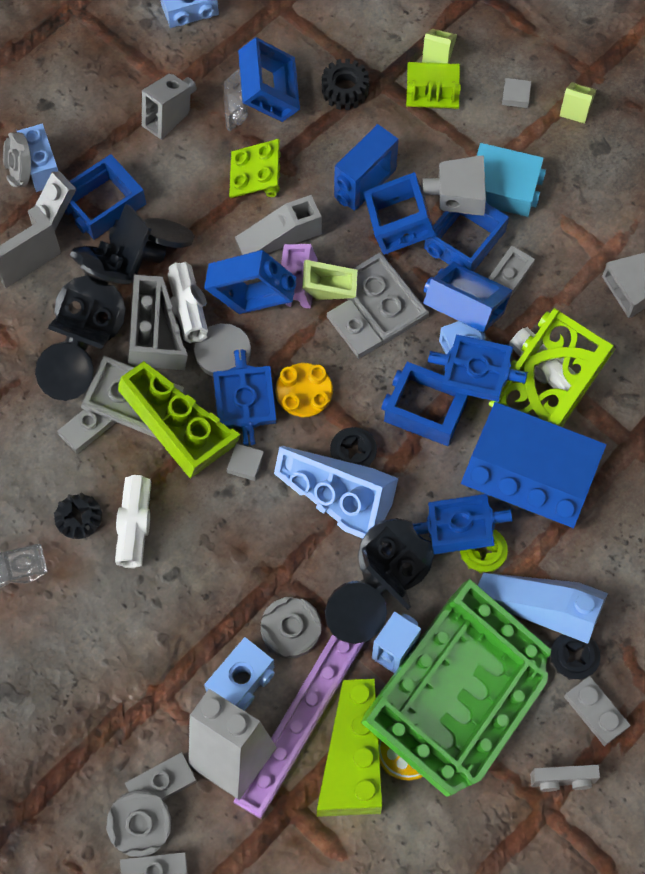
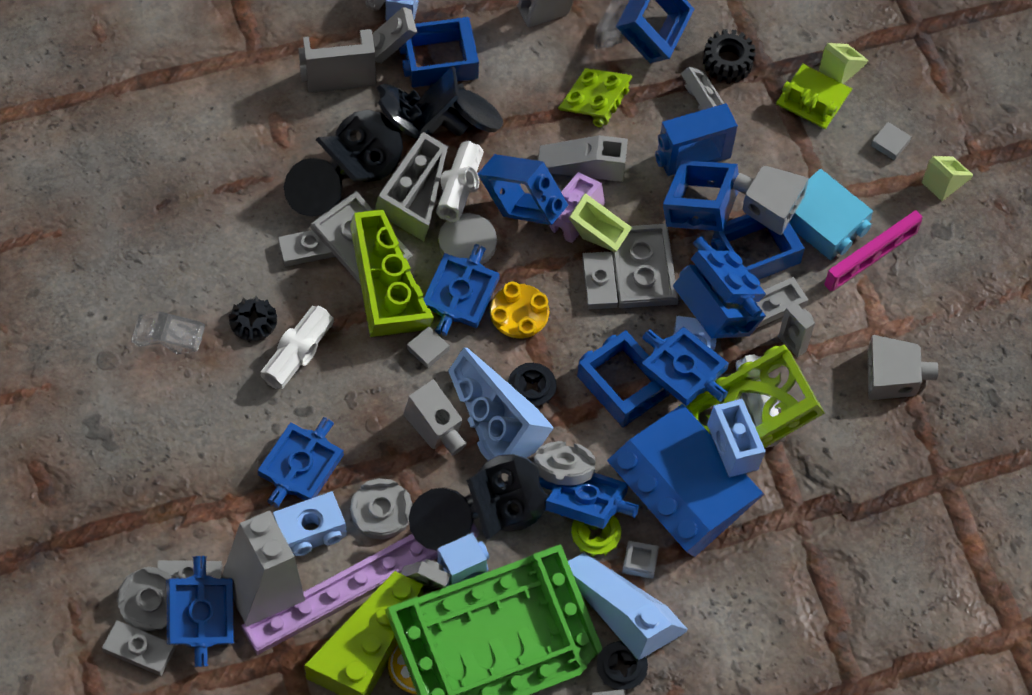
camera: 25 degrees right, 5 degrees down
(192, 811) = (199, 611): none -> blue plate
(198, 624) = (300, 462): none -> blue plate
(293, 523) = (435, 418): none -> light grey torso
(337, 121) = (701, 88): none -> light grey plate
(371, 668) = (427, 573): none -> light grey plate
(424, 504) = (565, 463): none -> light grey tile
(468, 272) = (729, 277): none -> blue plate
(533, 553) = (640, 559): none -> light grey tile
(544, 288) = (796, 329): none -> light grey plate
(560, 192) = (873, 251): none -> dark pink tile
(562, 408) = (736, 437): none -> light blue brick

